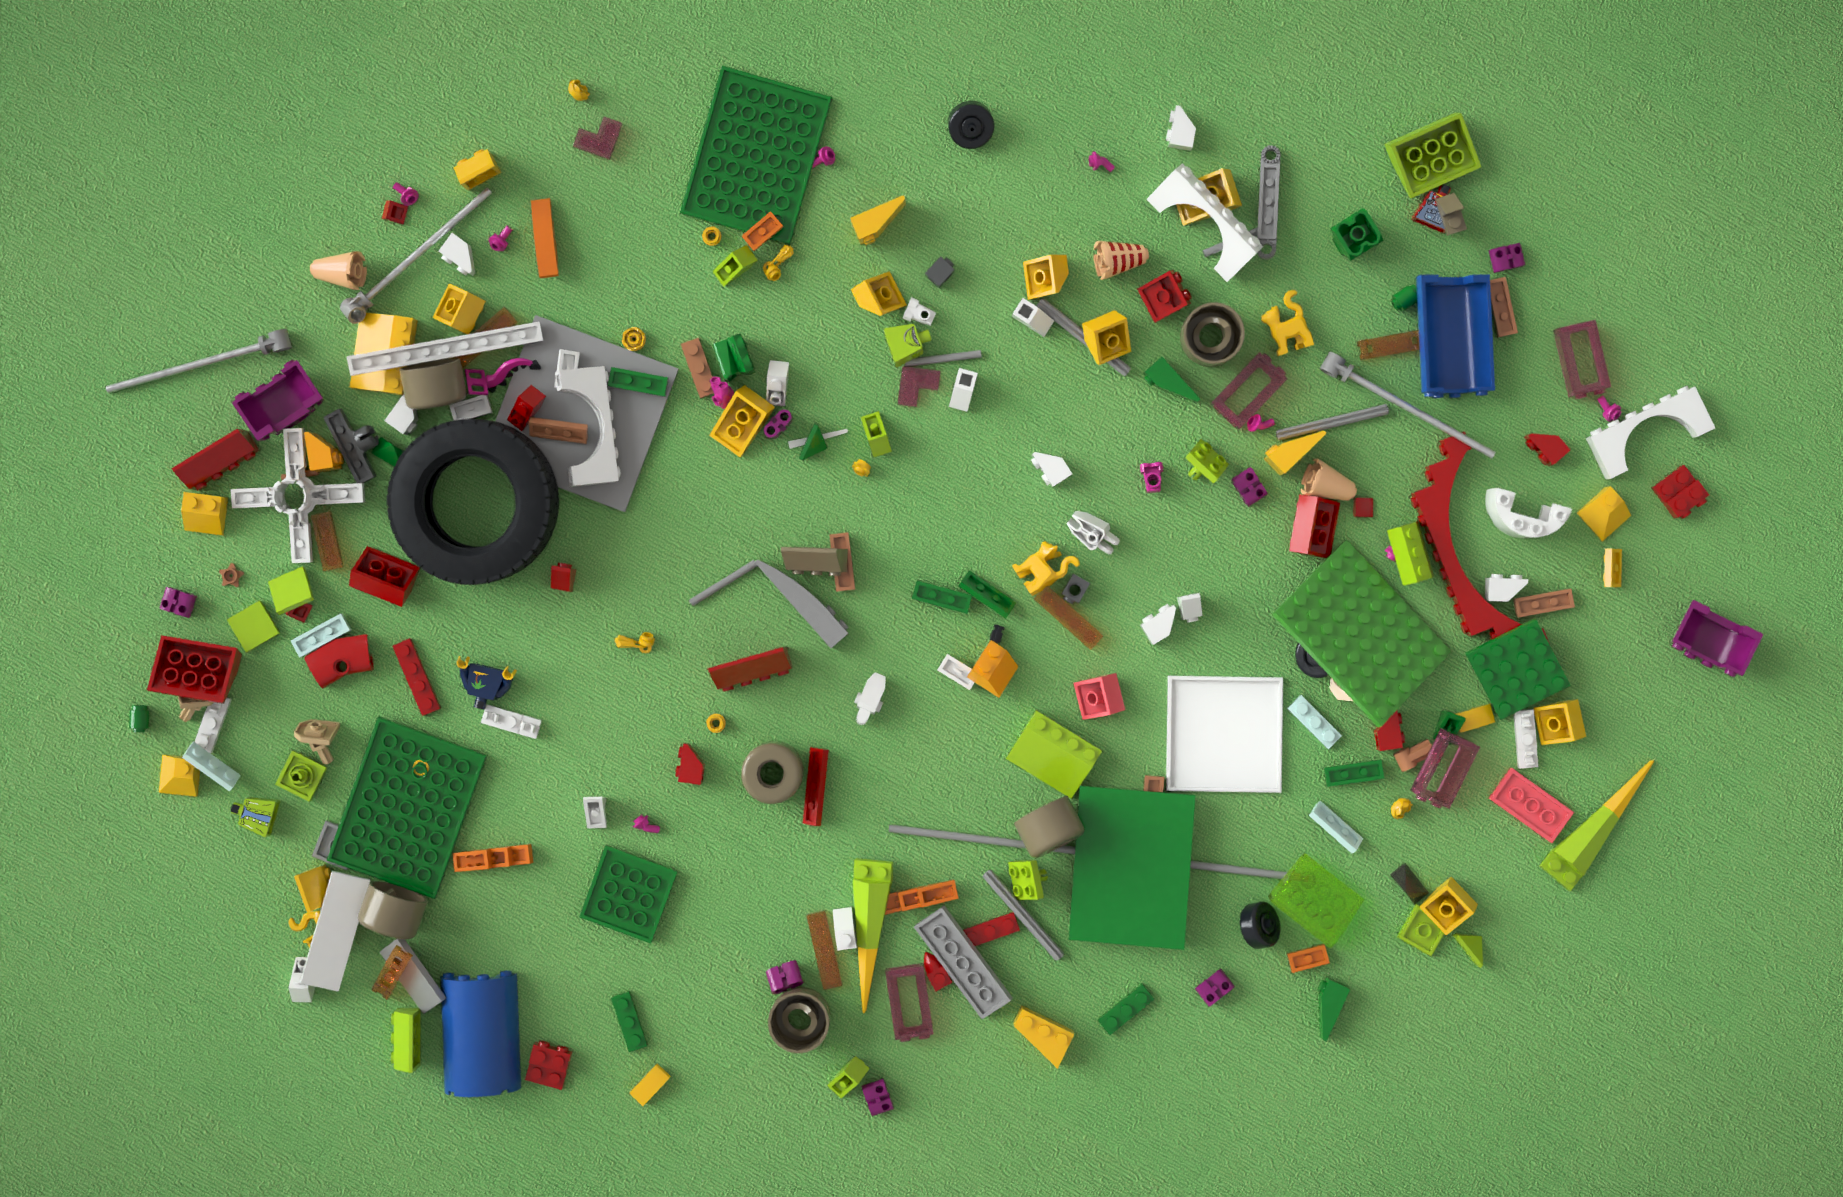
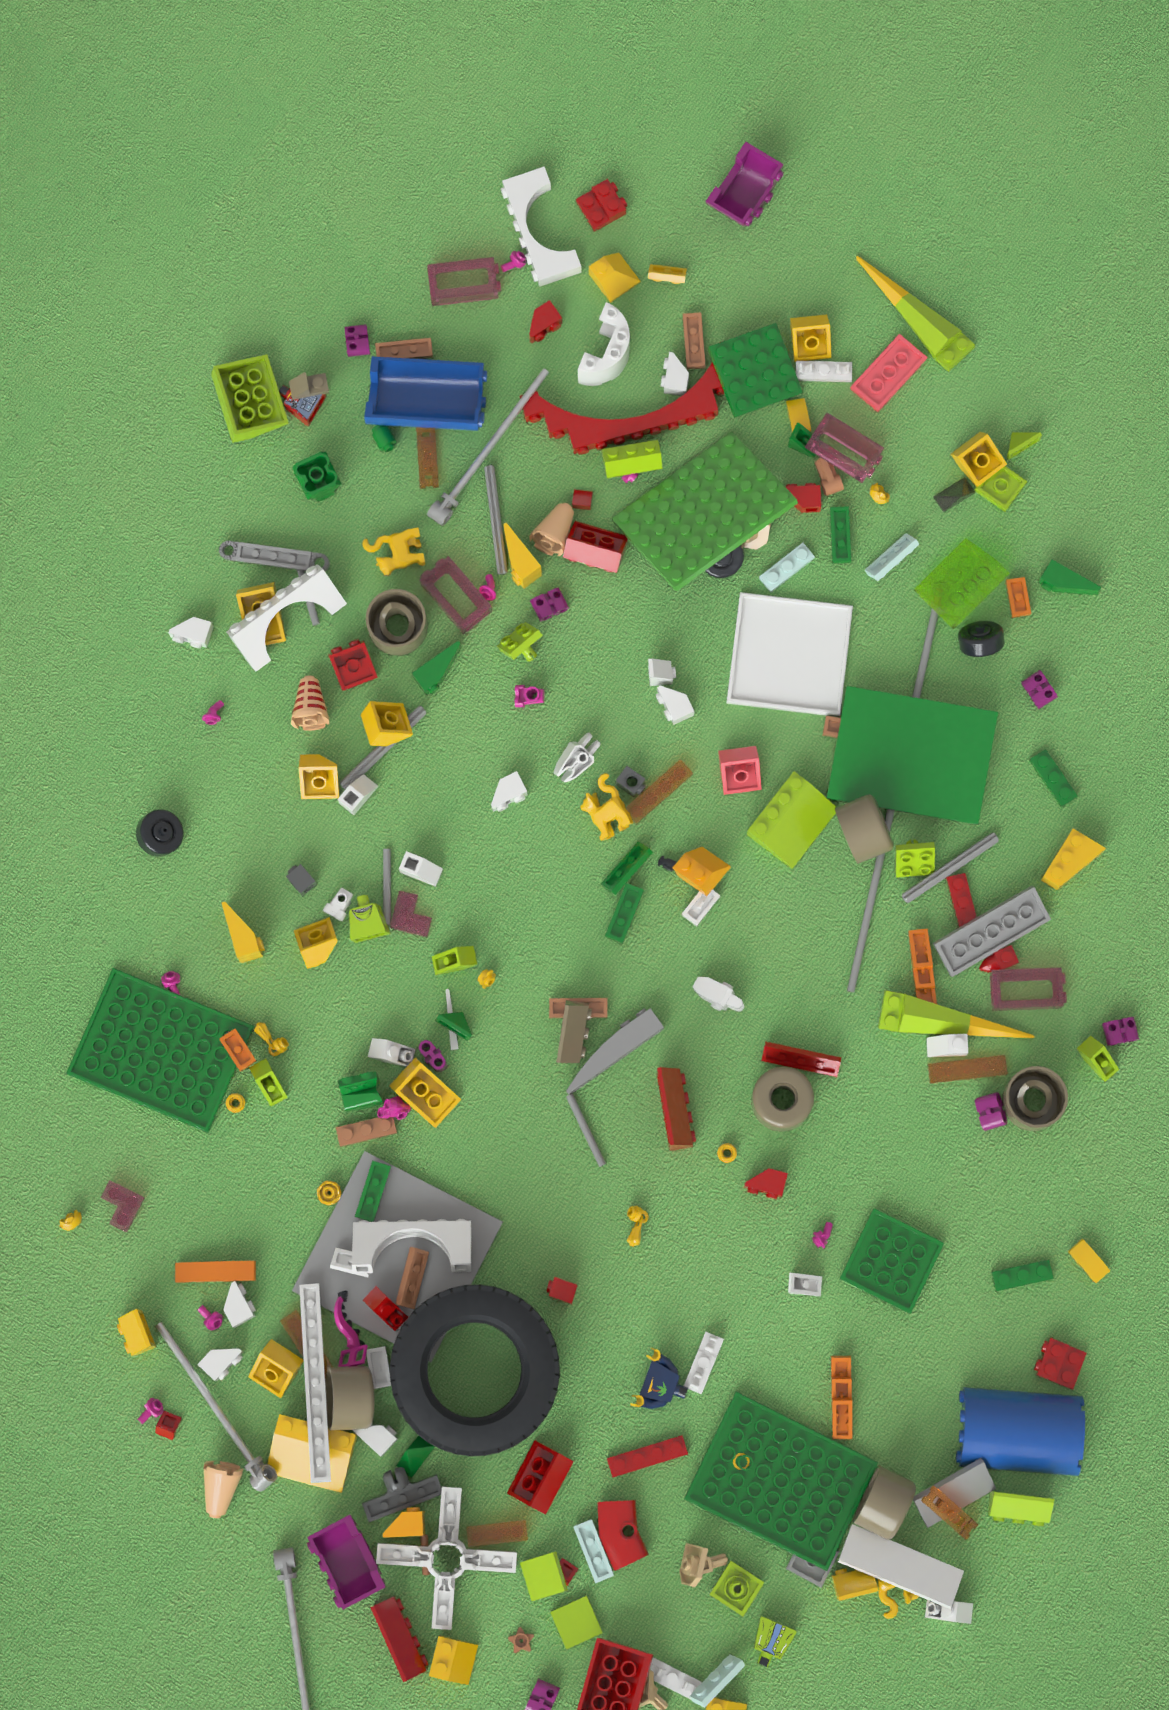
camera: 80 degrees left, 10 degrees down
(513, 264) = (237, 1307): none -> white slope

